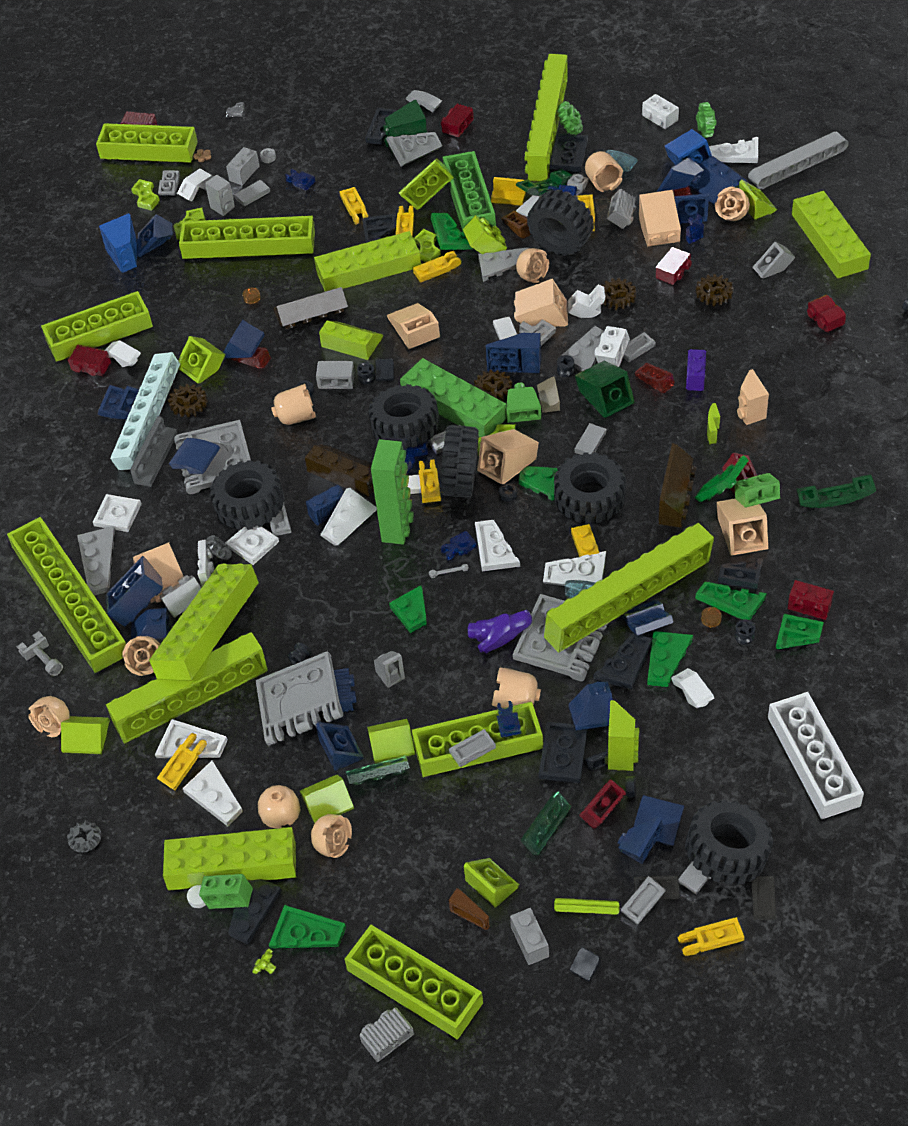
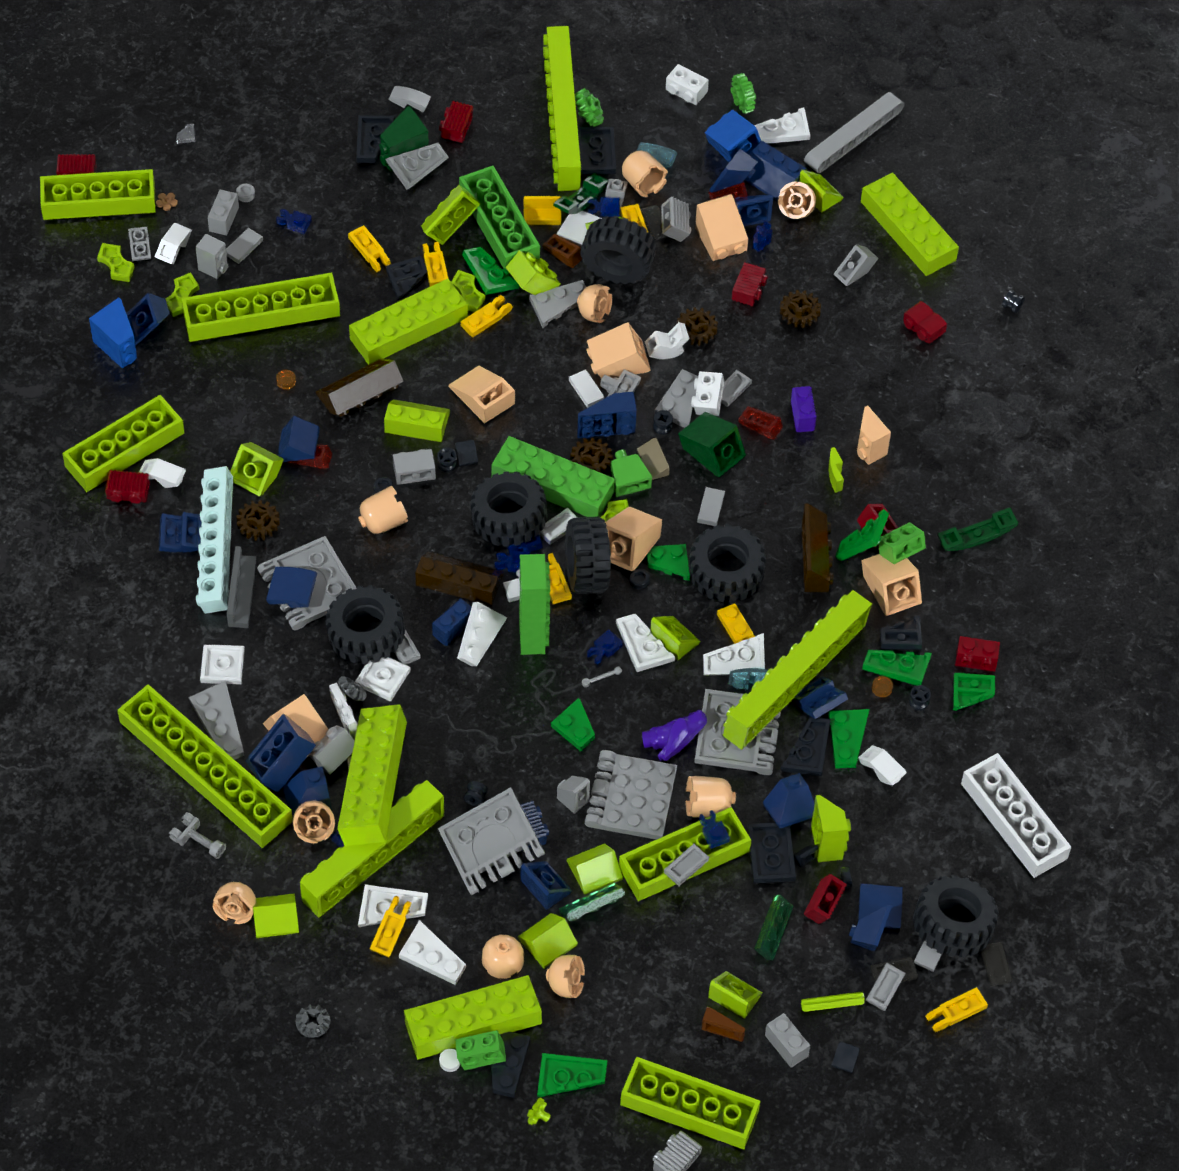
camera: 20 degrees left, 5 degrees up
(446, 681) = (633, 796): none -> light grey hinge
(524, 544) = (673, 635): none -> lime slope

